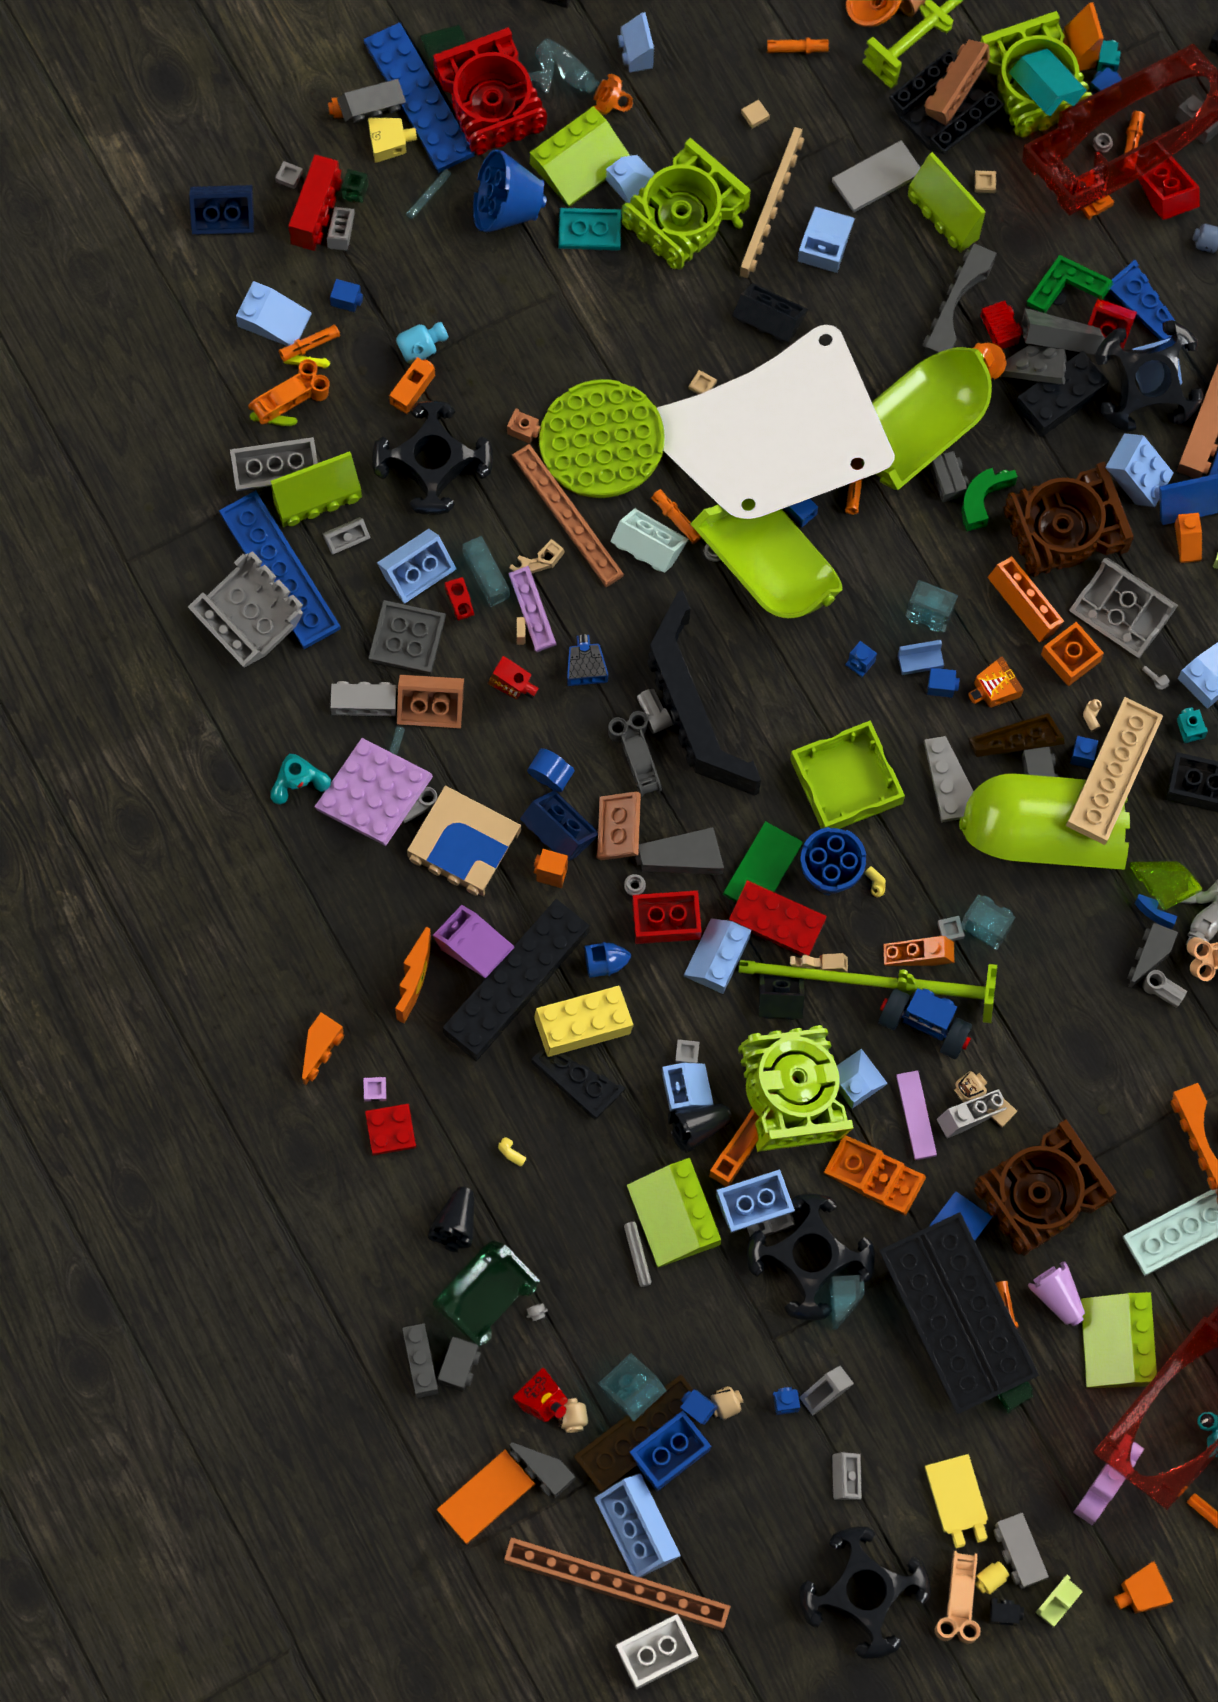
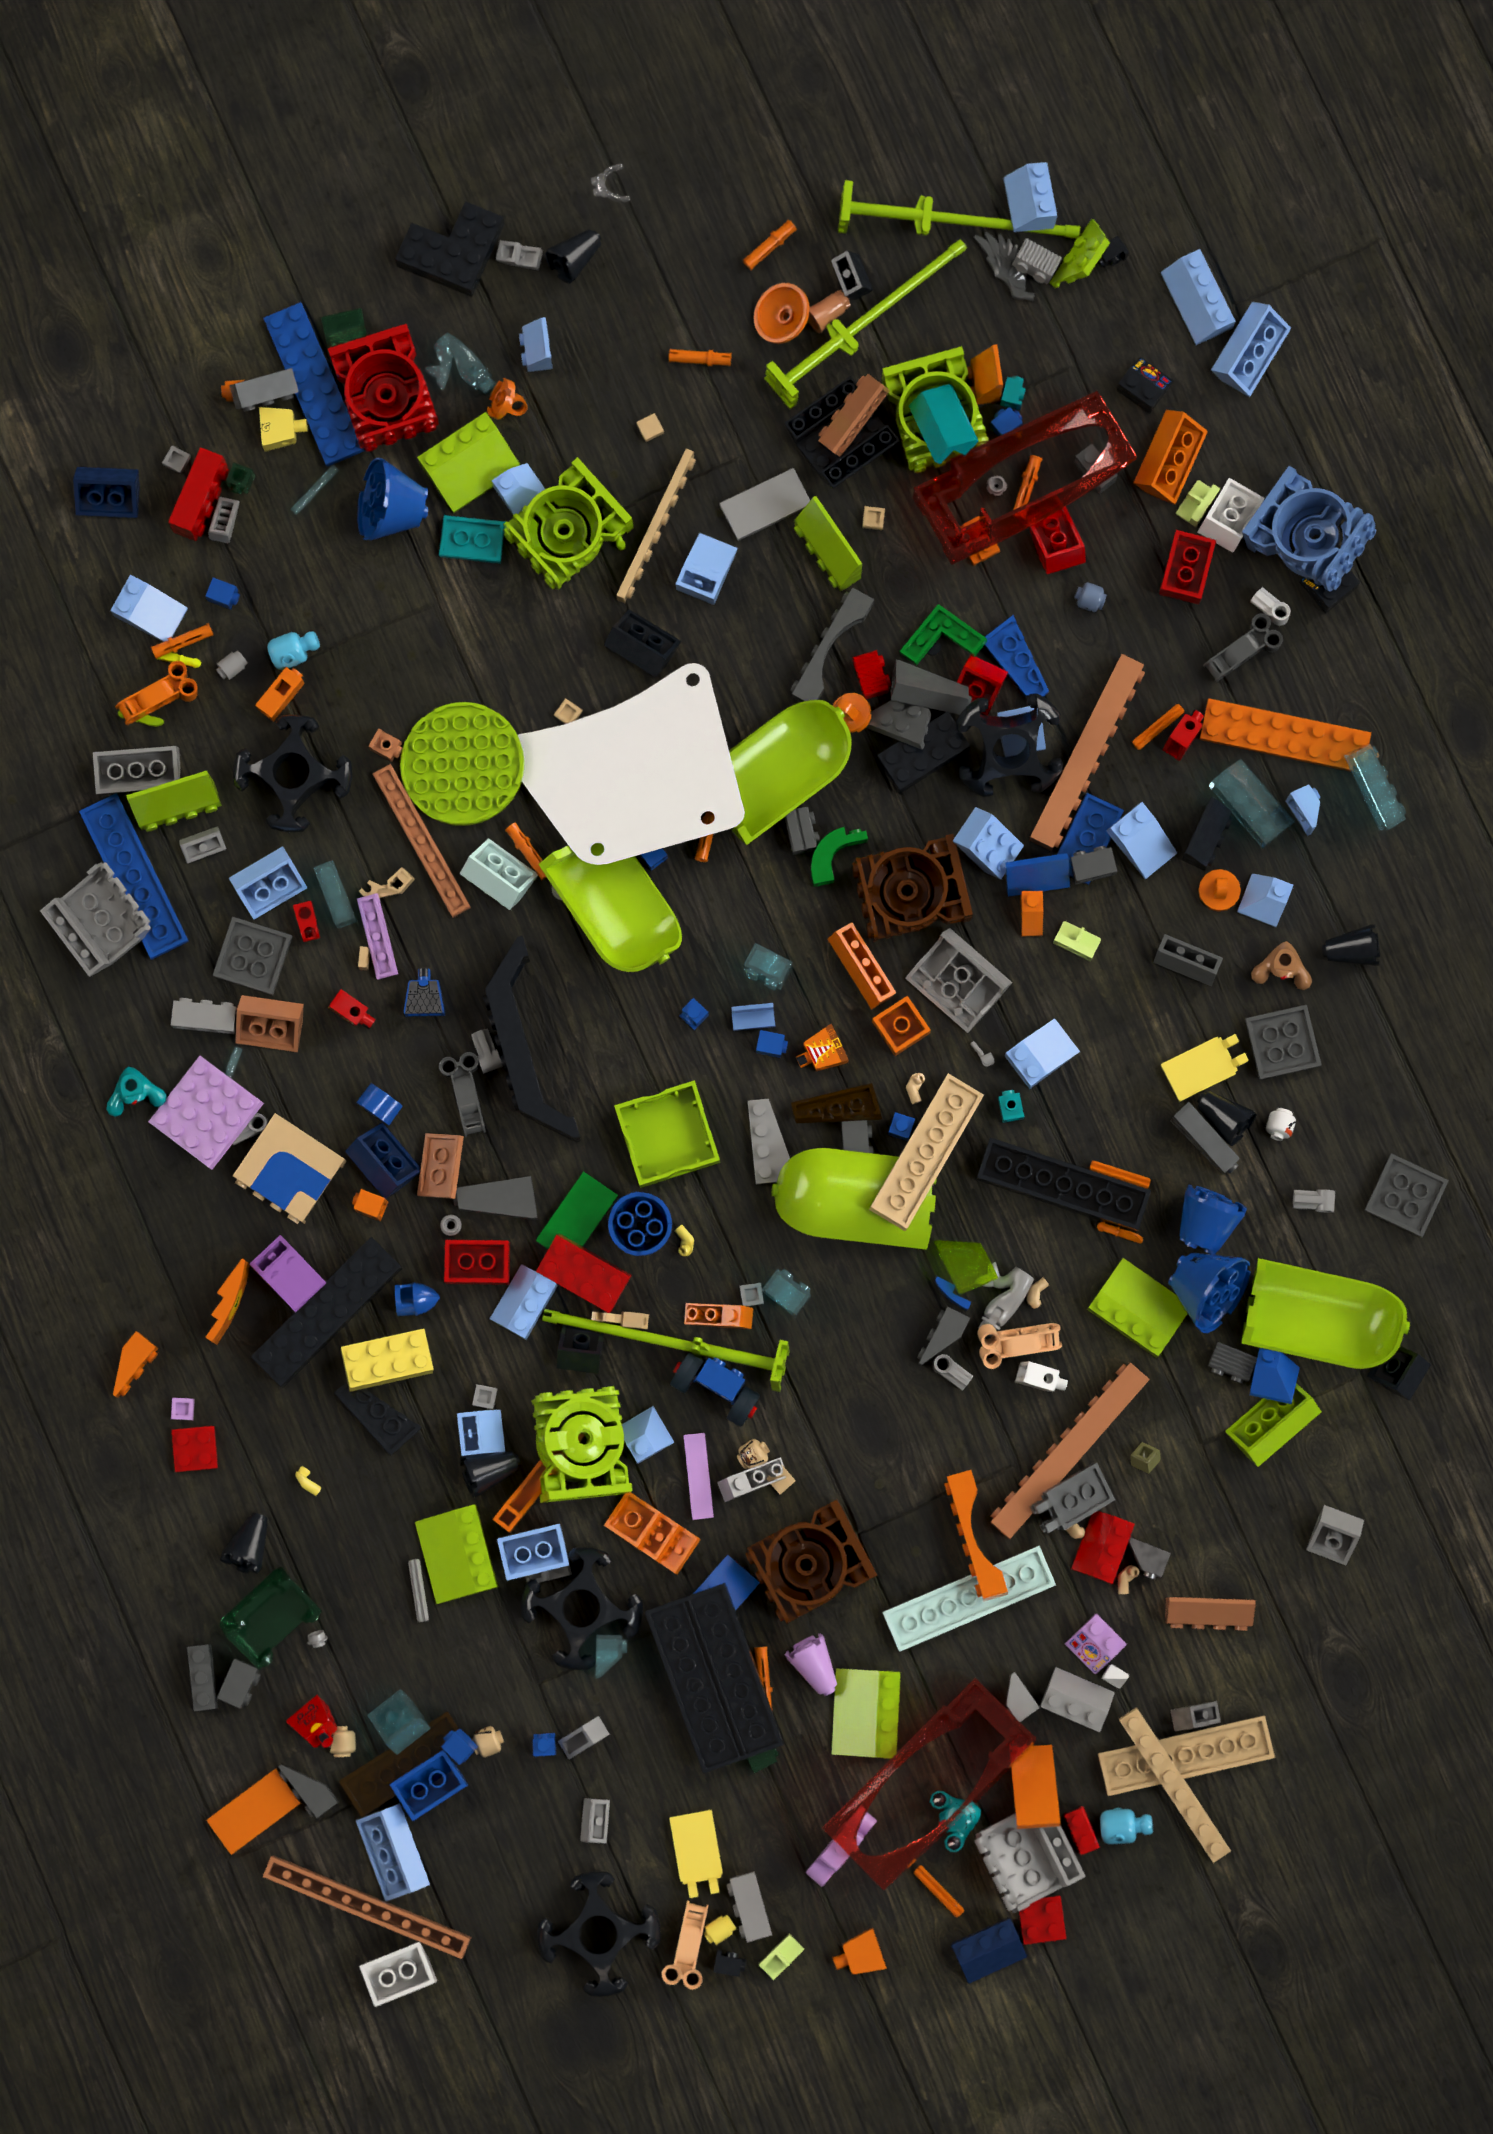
camera: 10 degrees right, 10 degrees up
(361, 361) = (231, 665): none -> light grey brick

